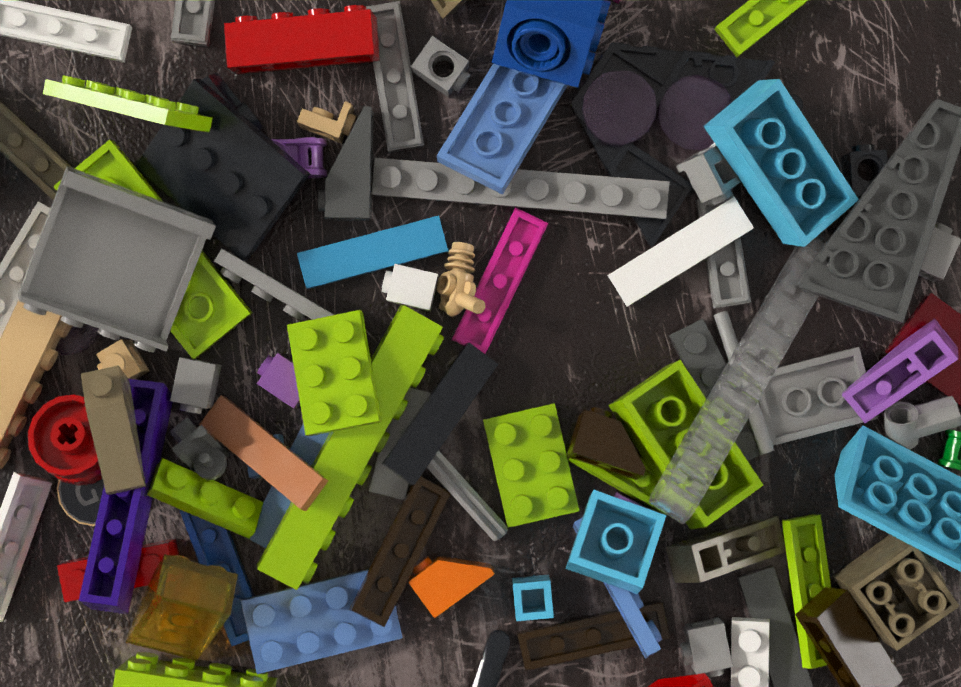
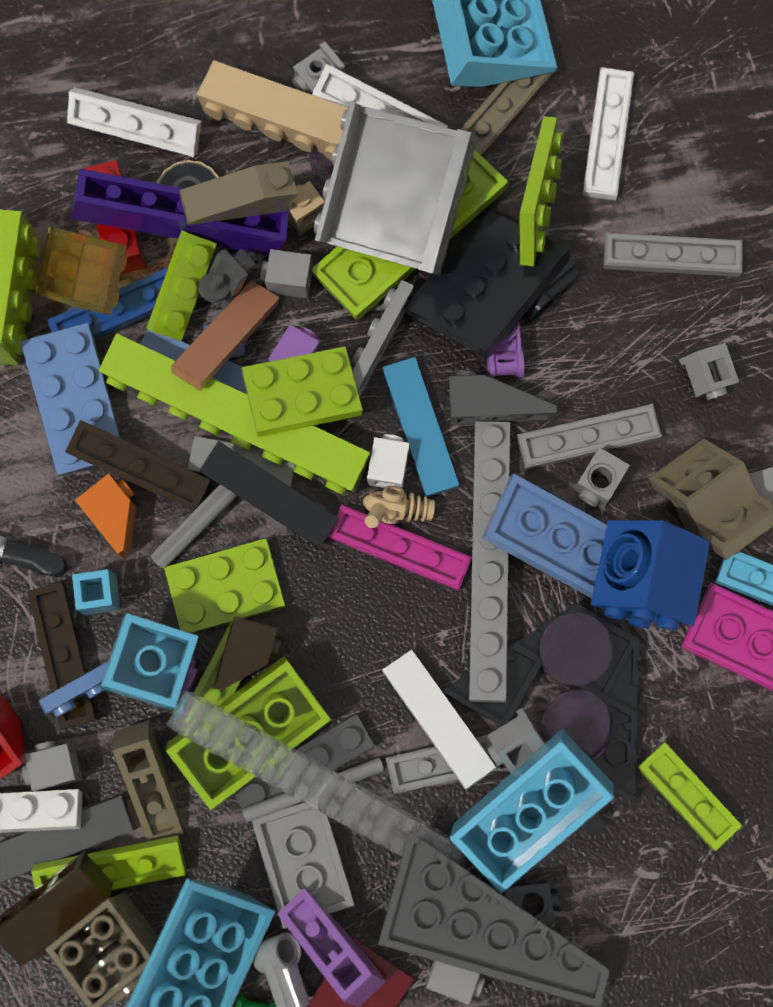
camera: 85 degrees right, 10 degrees down
(54, 444) = (228, 151): red wheel -> none
(302, 40) = (614, 348): red brick -> none
(322, 122) = (540, 371): tan bracket -> none

